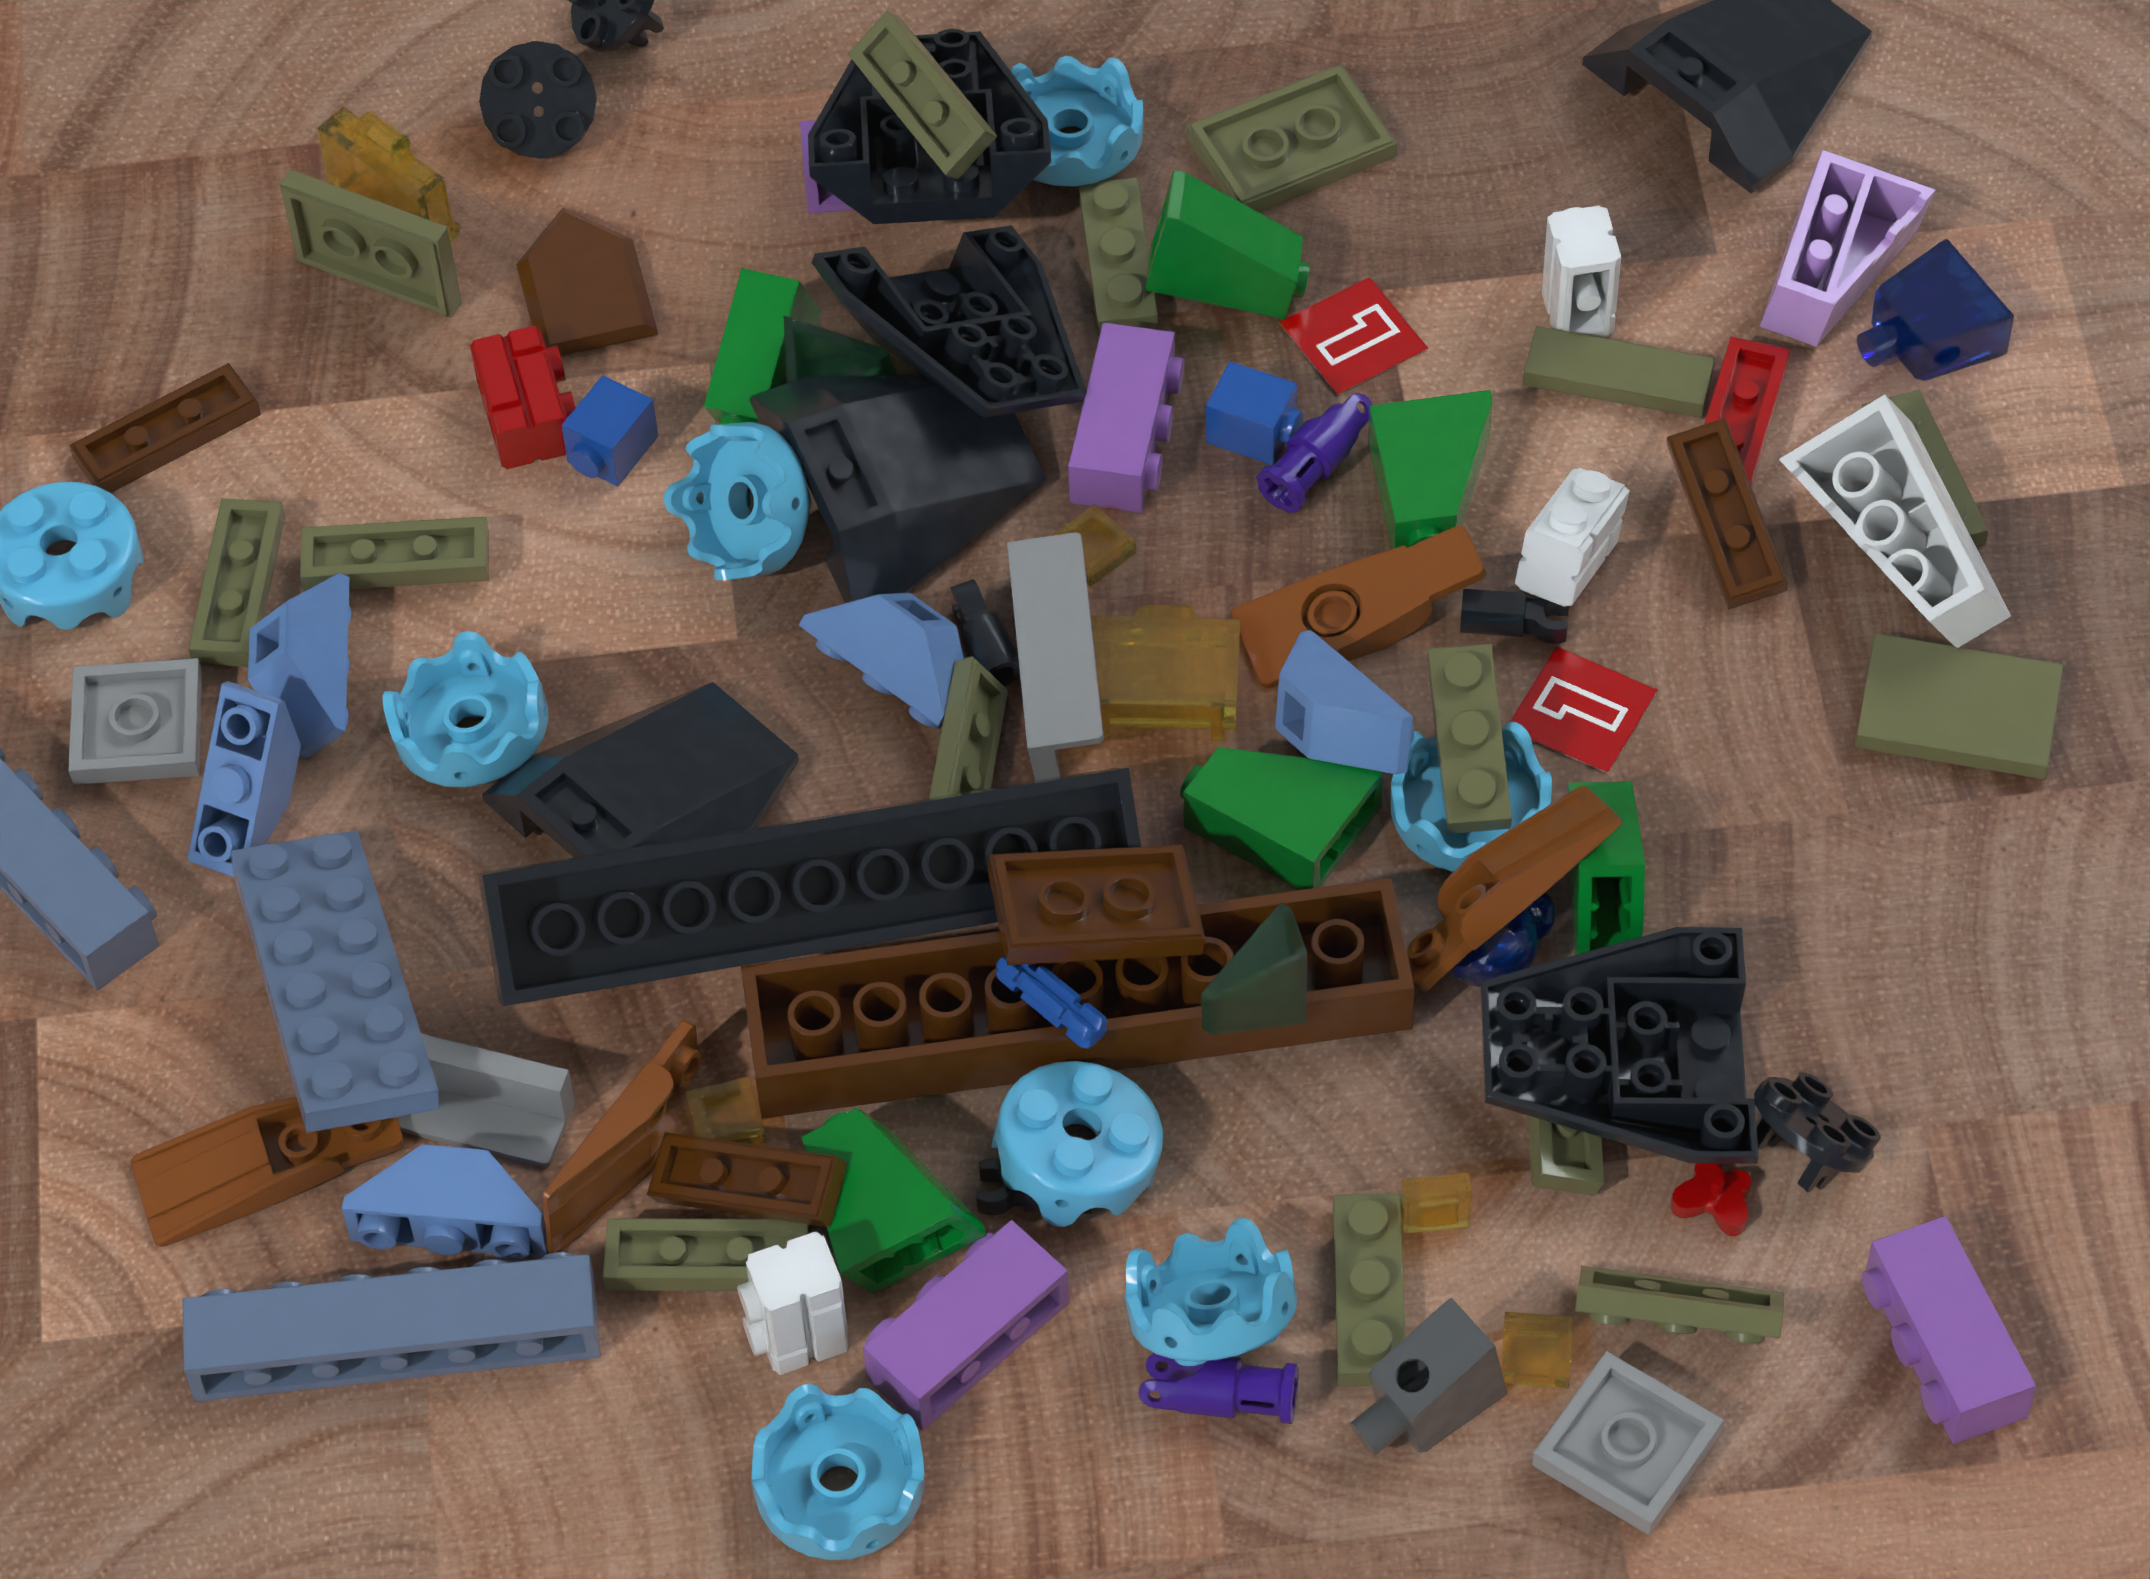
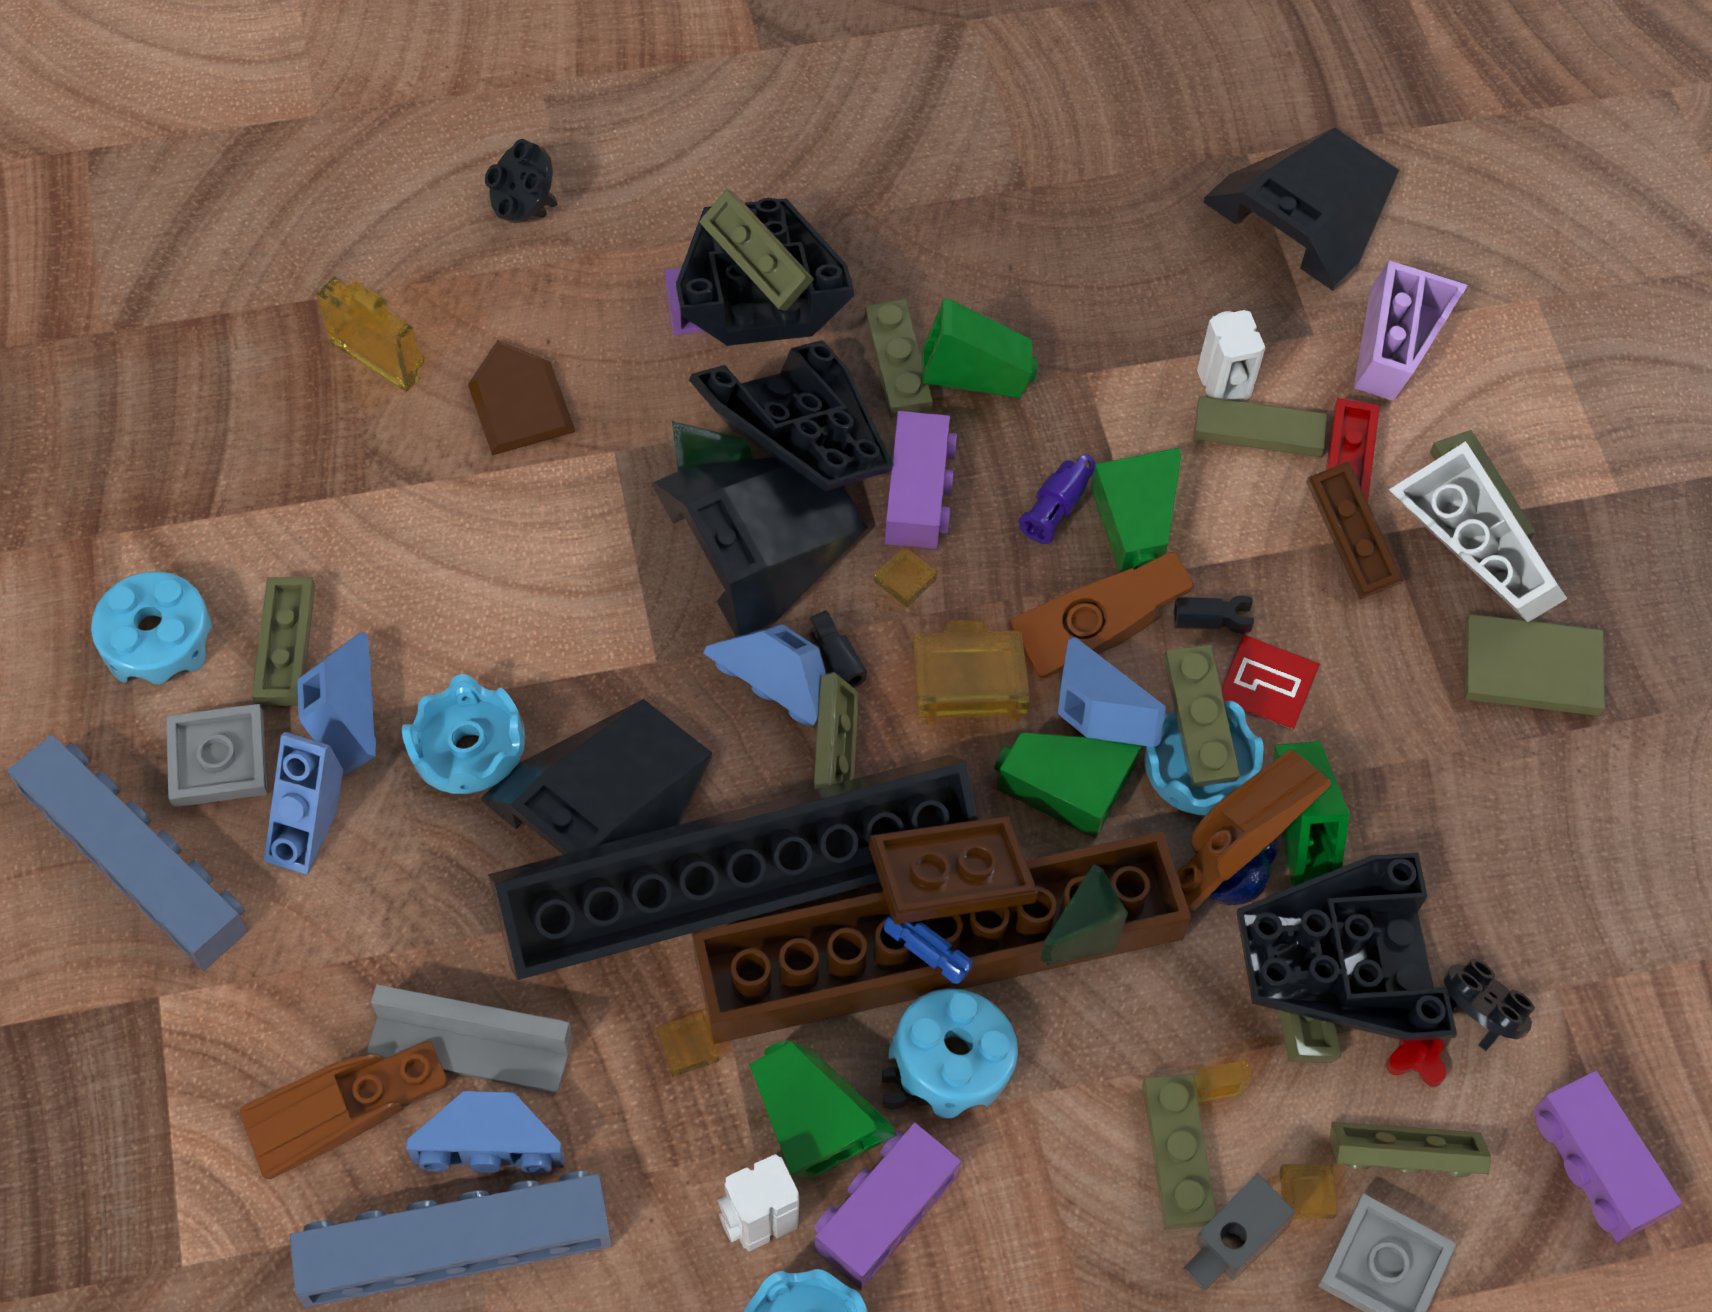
camera: 10 degrees left, 5 degrees up
(165, 429) = (220, 524): reddish brown tile -> none
(334, 981) = (385, 964): sand blue plate -> none
(371, 243) = (362, 376): olive tile -> none
(397, 553) = (400, 611): olive plate -> none
(510, 102) = (453, 263): black plate -> none
(522, 395) = (482, 486): red brick -> none
(609, 431) = (548, 509): blue brick -> none
(622, 1143) = (616, 1075): dark orange piece -> none
(687, 1252) = (681, 1159): olive plate -> none
(718, 497) = (633, 558): medium azure plate -> none
(747, 1179) = (712, 1100): reddish brown tile -> none
(754, 343) = (650, 443): green slope -> none
(1054, 648) = (892, 661): light grey panel -> none
(1096, 102) = (876, 249): medium azure plate -> none
(1210, 1296) = (1062, 1150): medium azure plate -> none
(1222, 1388) = (1082, 1241): dark purple piece -> none
(1252, 413) = (1010, 472): blue brick -> none
(1292, 140) = (1009, 266): olive tile -> none
(1353, 335) = (1070, 408): red sticker -> none
(1572, 536) = (1250, 555): white brick -> none
(1936, 317) = (1476, 376): clear blue torso -> none

